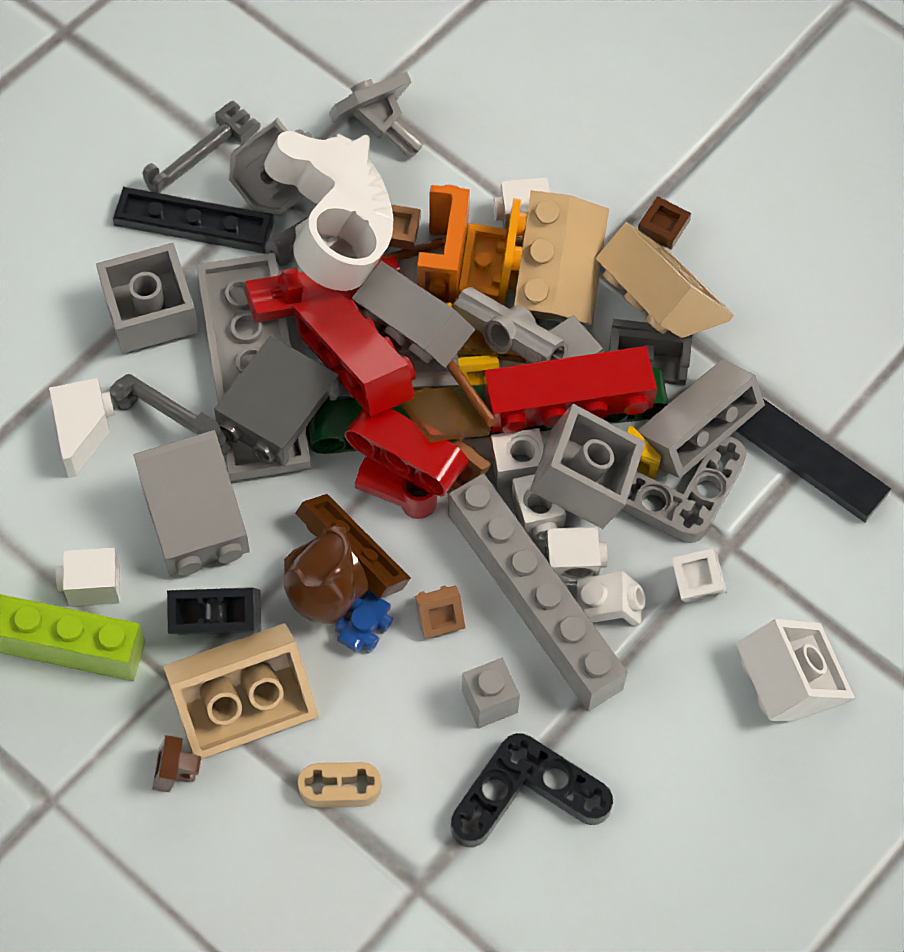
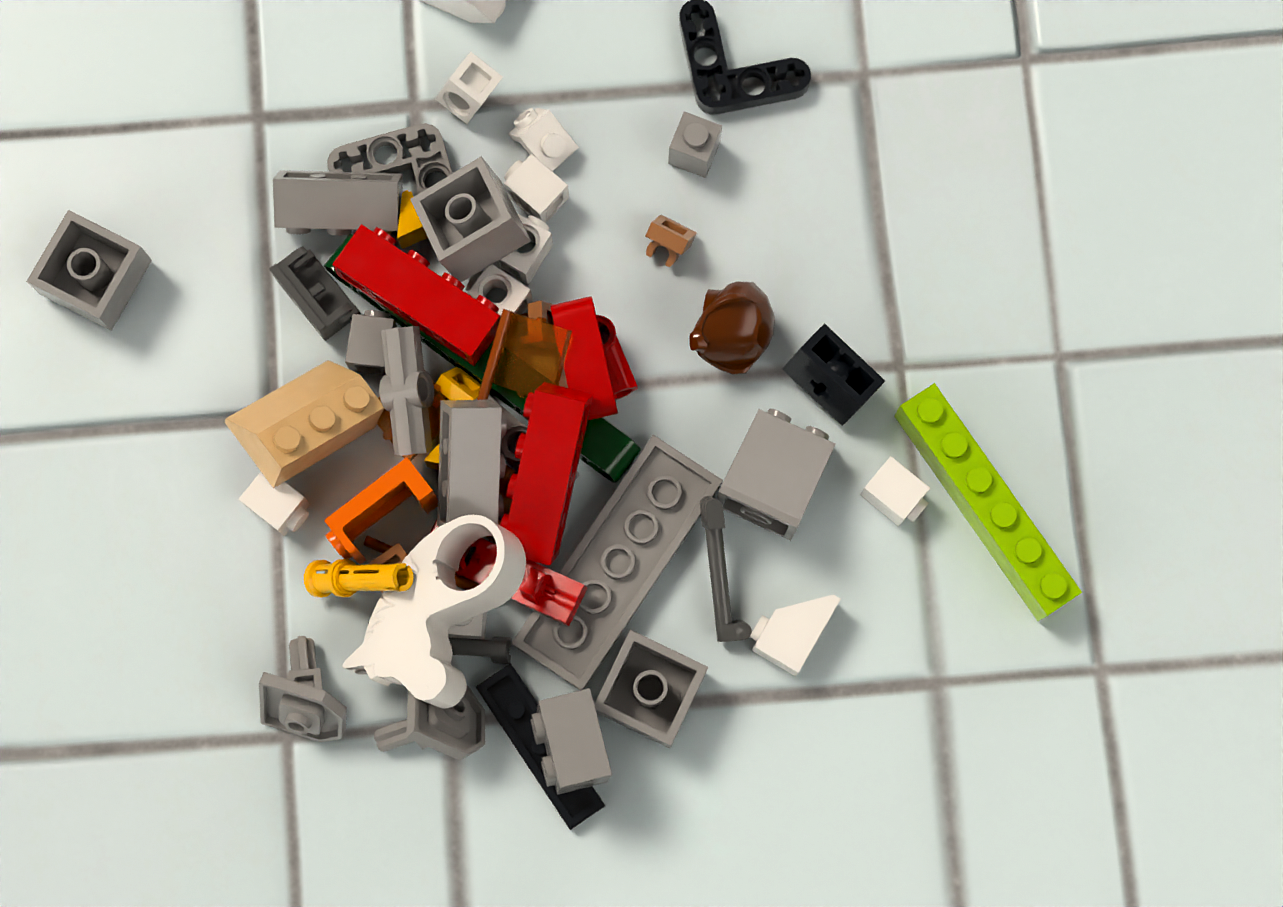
camera: 135 degrees left, 15 degrees up
(165, 210) = (572, 742): none -> light grey brick
(174, 764) = (959, 295): reddish brown tile -> none
(231, 123) = (535, 808): dark grey hinge -> none
(241, 691) = (864, 307): tan slope -> none
(275, 400) = (639, 493): dark grey panel -> none
(339, 774) = (861, 177): tan beam -> none
(365, 618) = (718, 278): blue piece -> none
(381, 570) = (682, 368): reddish brown plate -> none
(407, 191) = (346, 578): none -> yellow pin
(494, 256) = (344, 466): light orange bracket -> none
(536, 592) = (590, 183): light grey brick -> none
(660, 284) = (254, 321): tan slope -> none
(664, 222) = (188, 381): reddish brown tile -> none
(808, 229) = (89, 270): none -> light grey brick
(815, 461) = (287, 102): black tile -> none

